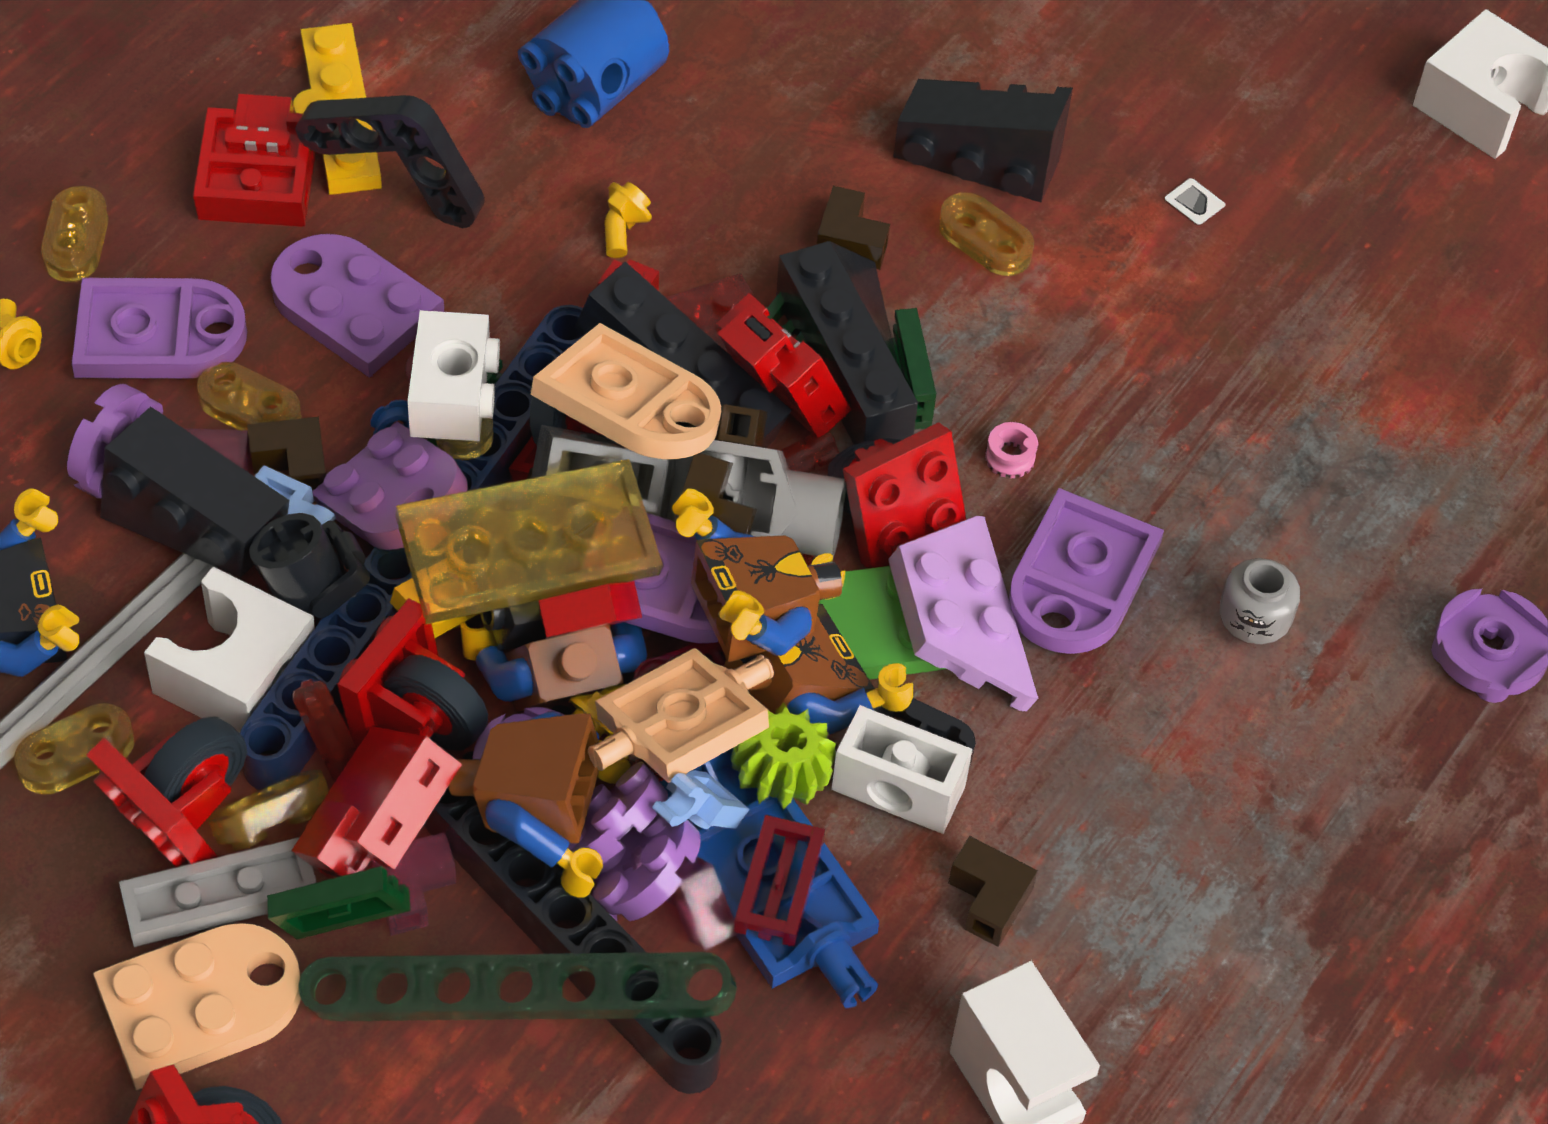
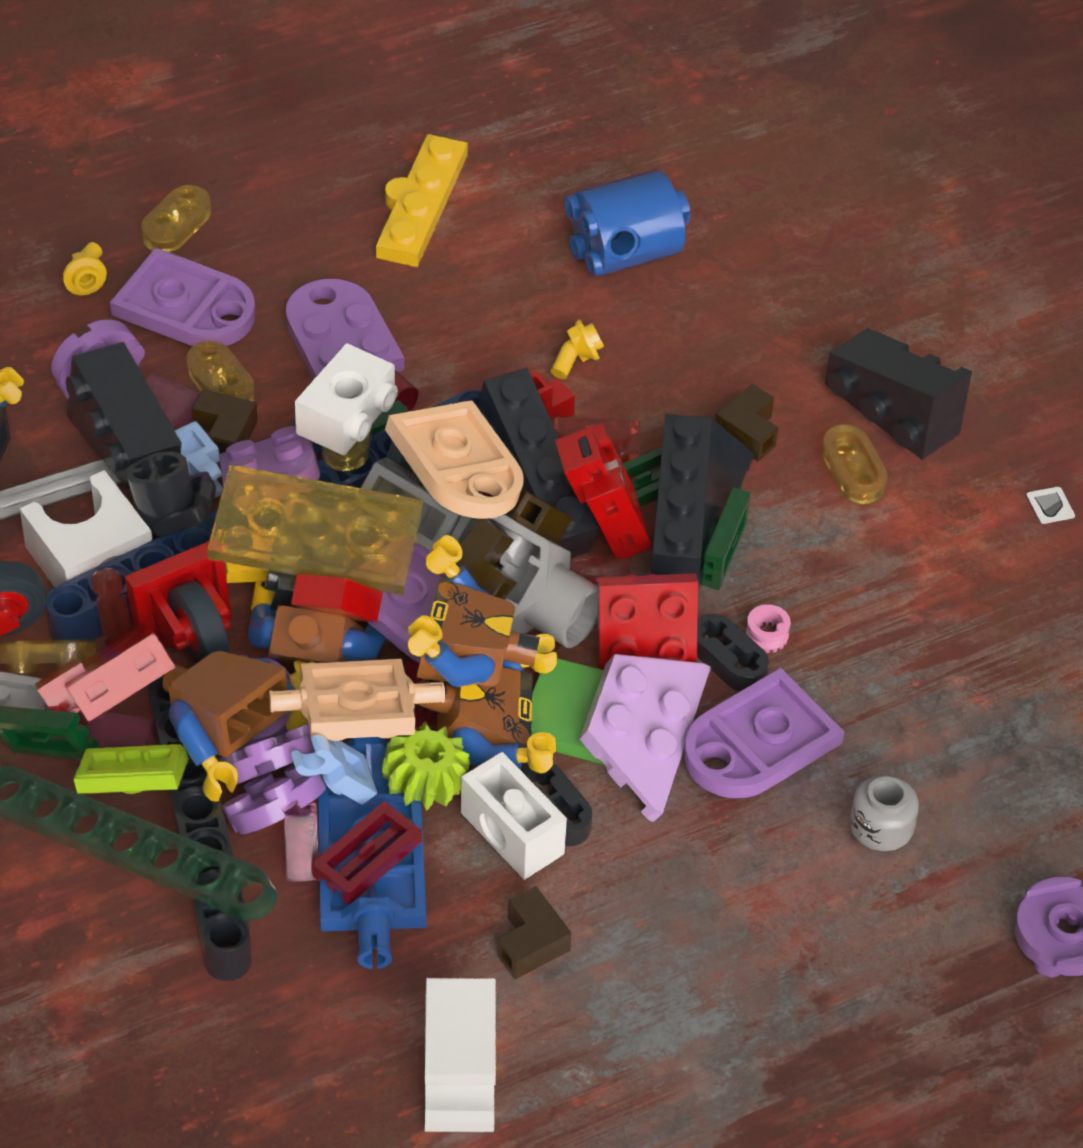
camera: 30 degrees right, 5 degrees down
(254, 164) = (331, 214): red piece -> none
(411, 130) = (437, 223): black beam -> none
(474, 902) = (131, 769): none -> lime plate
(994, 490) = (734, 650): none -> black beam

